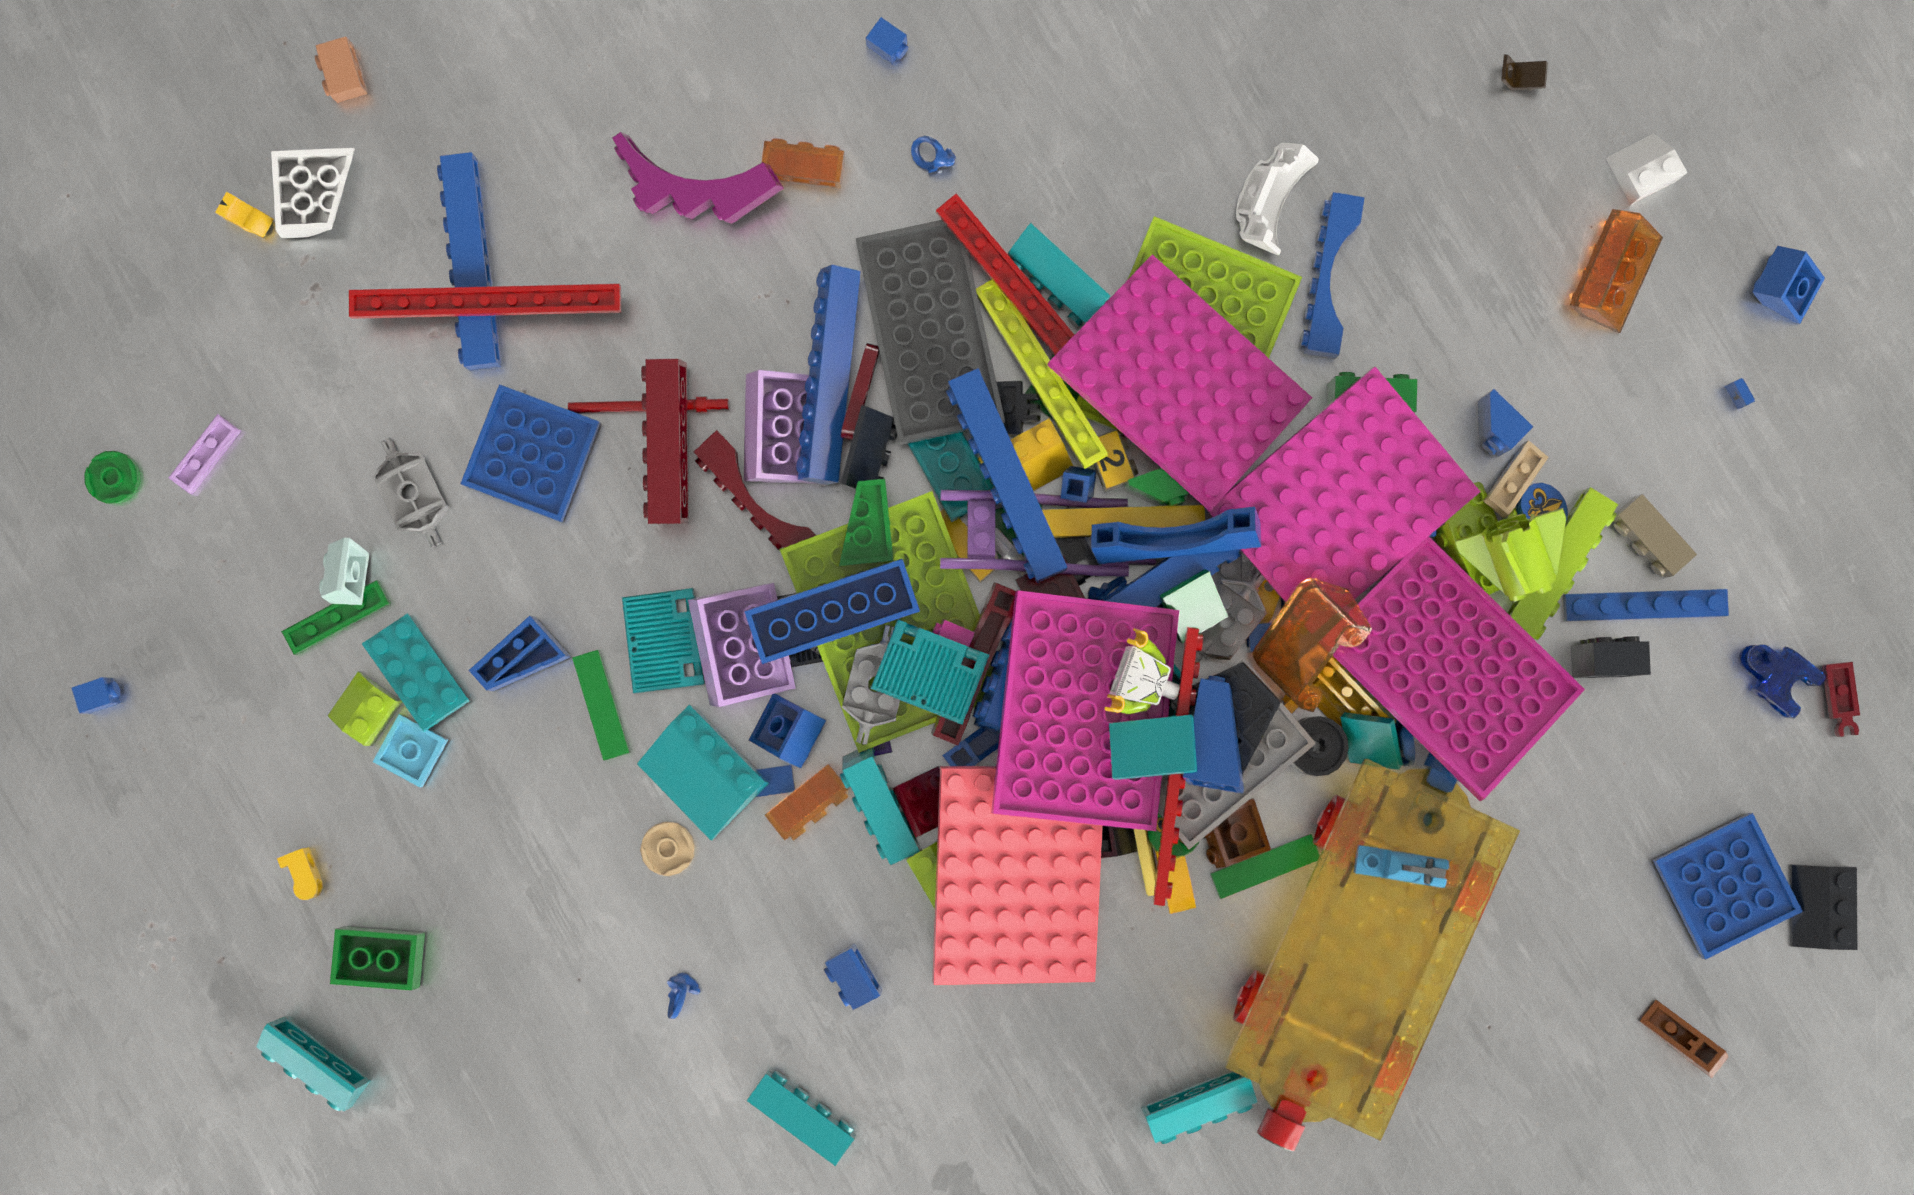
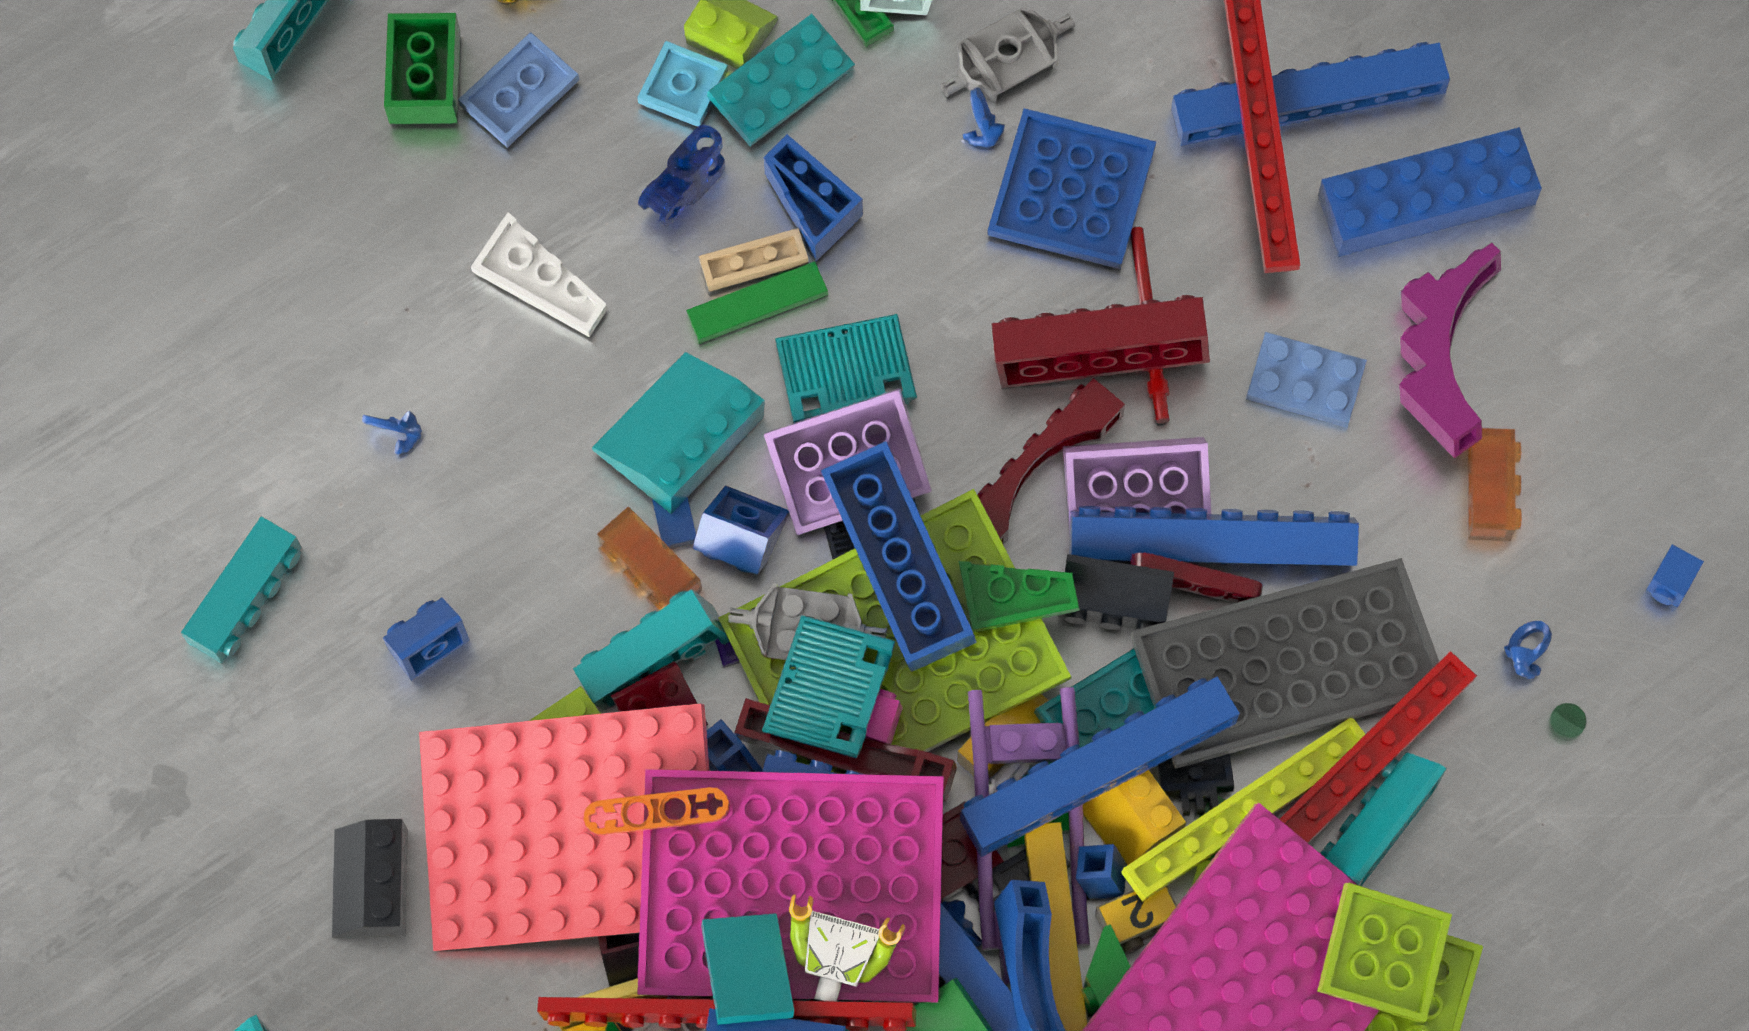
camera: 85 degrees right, 15 degrees down
(401, 881) = (518, 89): none -> medium blue plate
(469, 514) = (985, 120): none -> blue piece
(506, 762) = (685, 177): none -> clear blue piece
(561, 878) = (528, 271): none -> white wing
(562, 180) = (1429, 191): none -> blue brick
(566, 705) = (753, 259): none -> tan plate
(667, 848) = (579, 399): tan tile -> none
(704, 292) = (1306, 379): none -> medium blue plate
(989, 134) = (1567, 721): none -> clear green tile
(1022, 807) = (656, 806): none -> orange beam
(1037, 1027) = (370, 879): none -> black slope
(1163, 284) = (1384, 952): none -> lime plate

